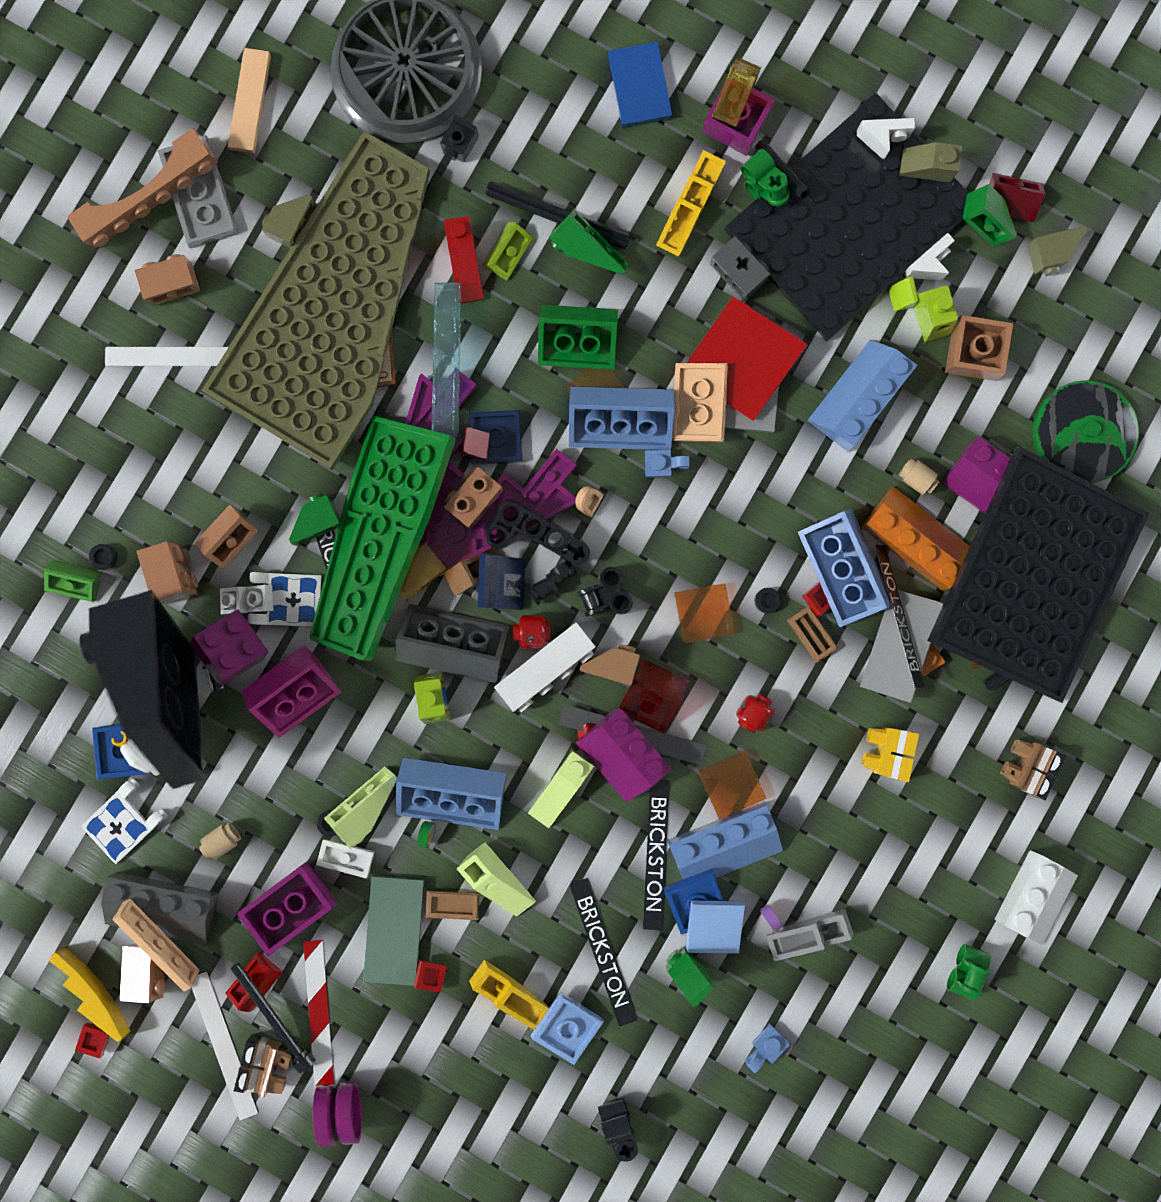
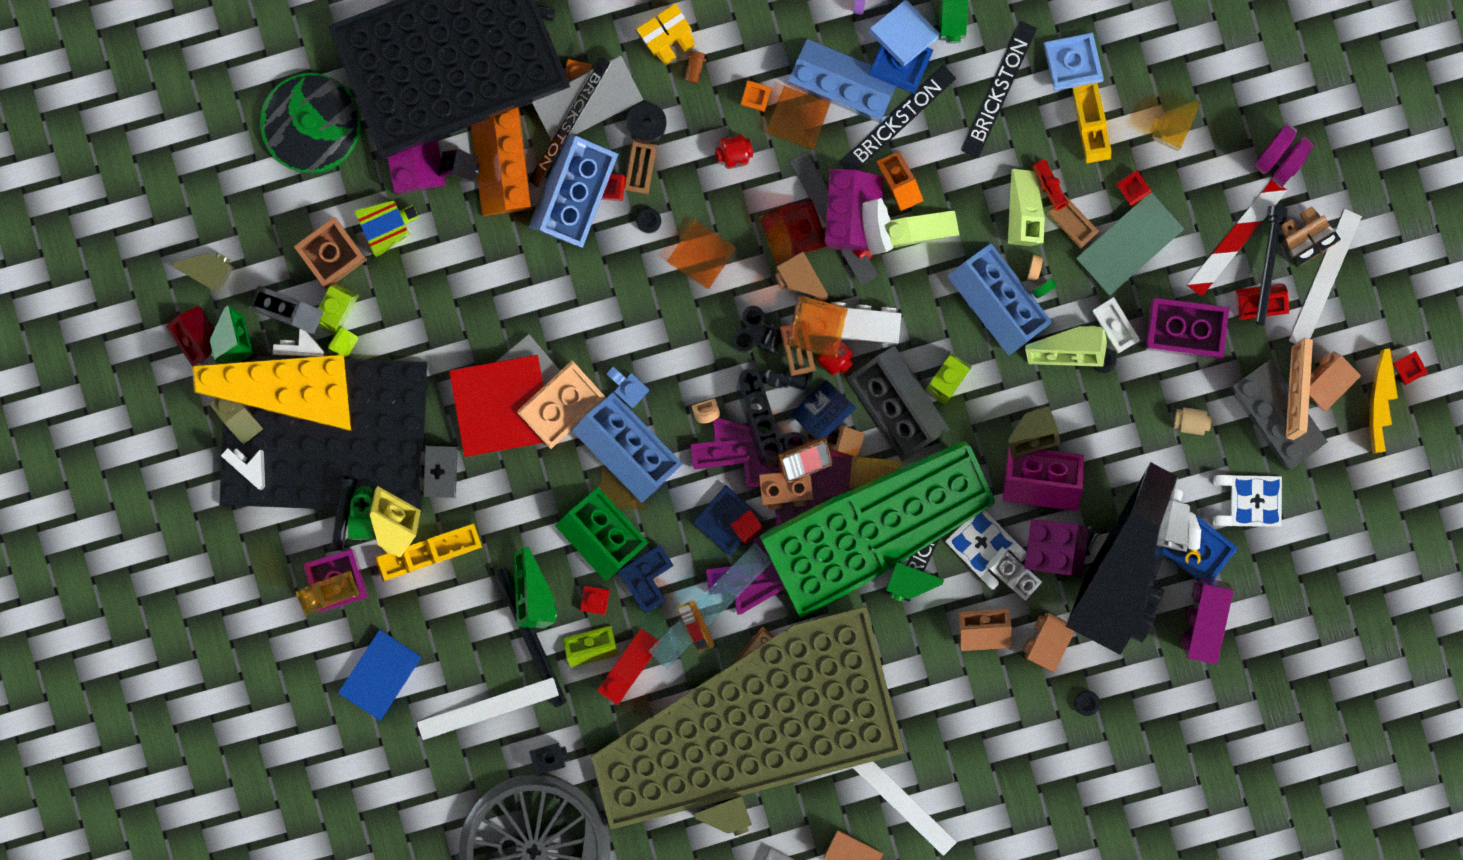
camera: 135 degrees left, 0 degrees up
(62, 702) = (1207, 620): none -> magenta brick
(72, 581) = (1124, 707): bright green slope -> none
(328, 719) = (1034, 432): none -> olive slope
(441, 333) = (696, 626): none -> slope
(443, 1054) = (1174, 125): none -> clear yellow slope
(446, 842) = (1035, 268): none -> light nougat tile
(477, 529) = (805, 460): none -> slope
(494, 917) = (1050, 185): none -> red pin
(518, 332) = (640, 576): none -> dark blue plate
(536, 286) = (595, 600): none -> red plate
(537, 134) = (487, 708): none -> white sticker
(565, 639) = (817, 326): none -> clear orange tile
(583, 622) = (799, 355): none -> medium nougat tile
(600, 762) = (874, 218): none -> white slope
(610, 811) = (900, 181): none -> orange slope
(741, 192) = (393, 521): none -> light yellow slope
(779, 770) = (756, 96): none -> orange plate
(846, 748) = (694, 66): none -> dark orange pin
(848, 679) = (646, 112): none -> black piece
(861, 393) = (442, 301): medium blue slope -> none
(907, 222) = (292, 387): none -> yellow wing
(919, 476) = (459, 204): tan brick -> none
(947, 504) = (458, 166): none -> black slope
(958, 408) = (385, 225): none -> torso
(971, 270) = (286, 309): none -> black brick

